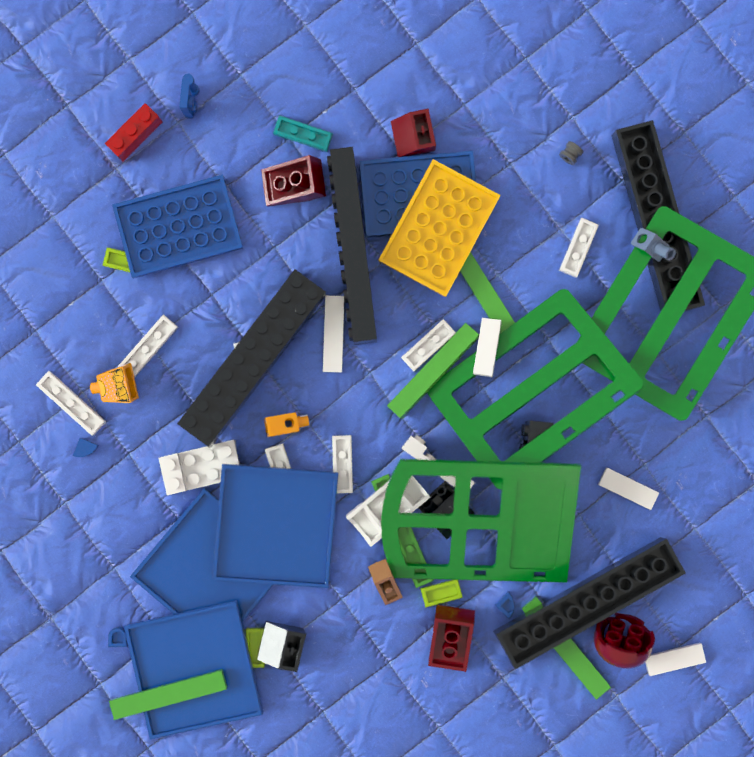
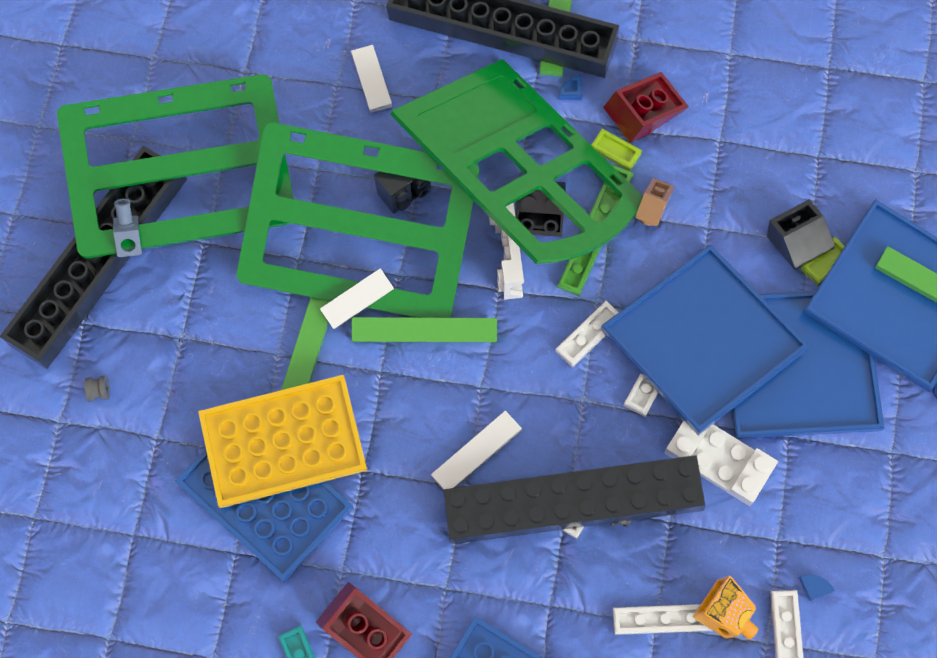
camera: 135 degrees left, 15 degrees down
(276, 424) = (606, 415): light orange torso -> none
(352, 240) = (374, 506): black brick -> none
(367, 515) = (609, 263): white piece -> none
(413, 133) = (208, 551): dark red slope -> none
(428, 345) = (404, 356): white tile -> none
(578, 247) = (185, 305): white tile -> none

